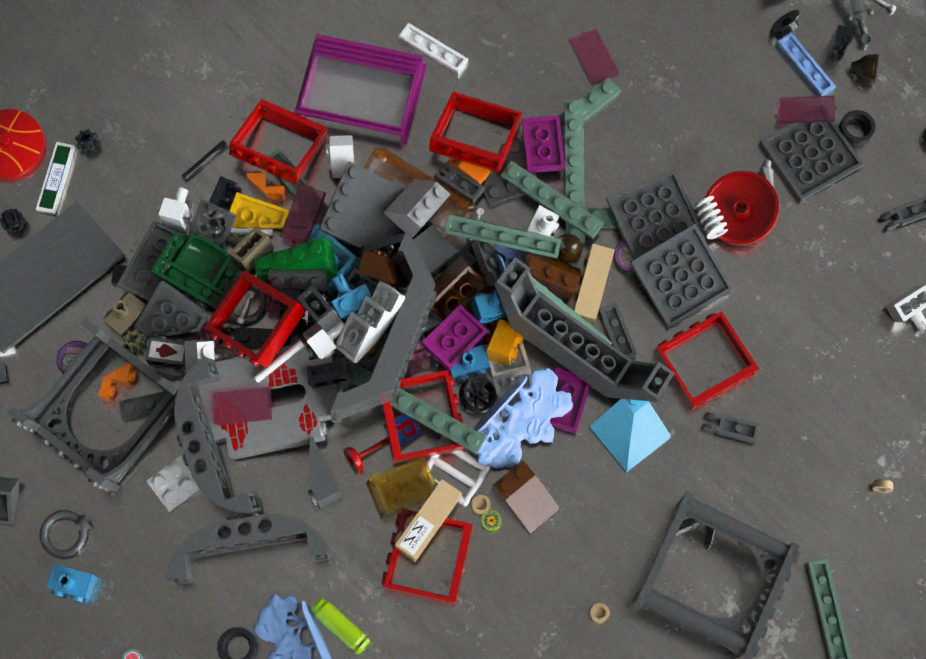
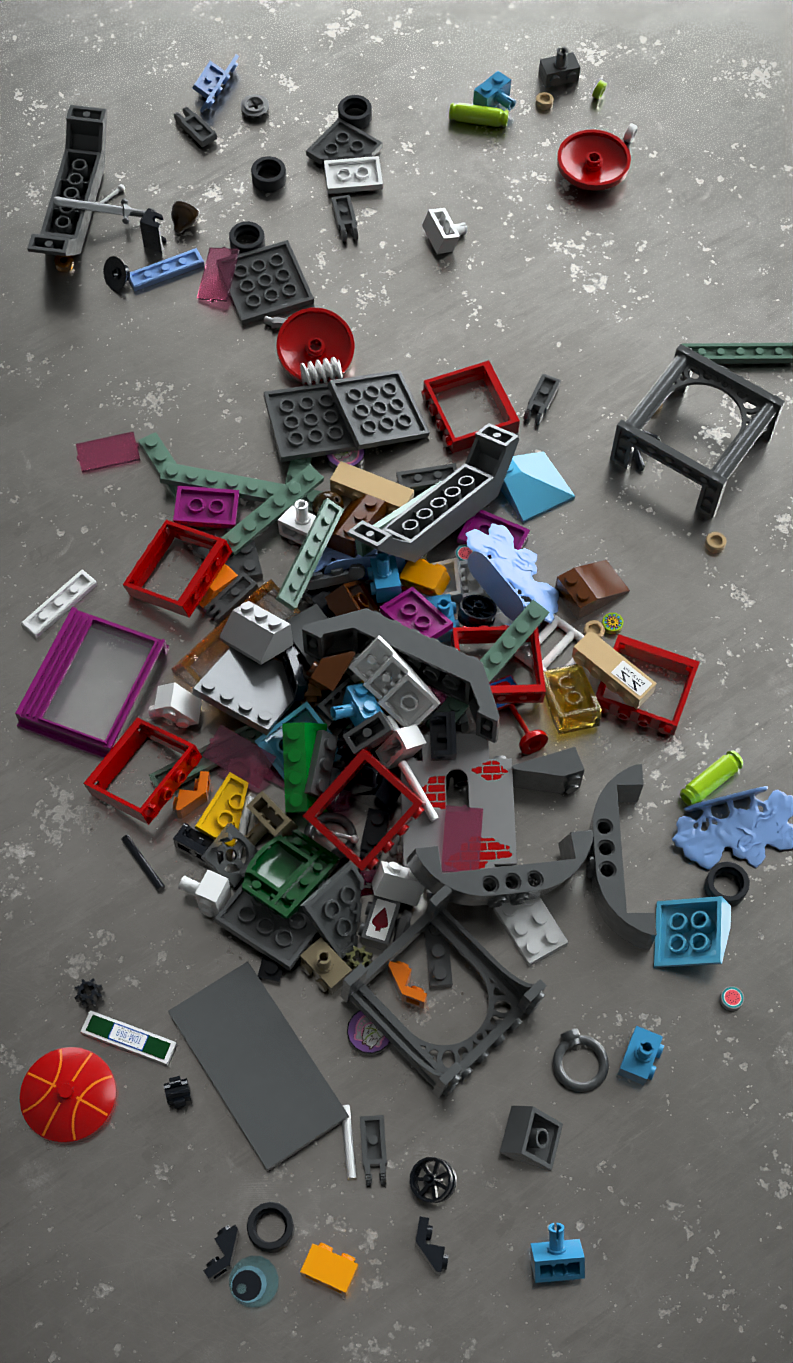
camera: 80 degrees left, 10 degrees down
(186, 618) = (691, 931): none -> medium azure slope
(882, 486) = (615, 288): tan tile -> none

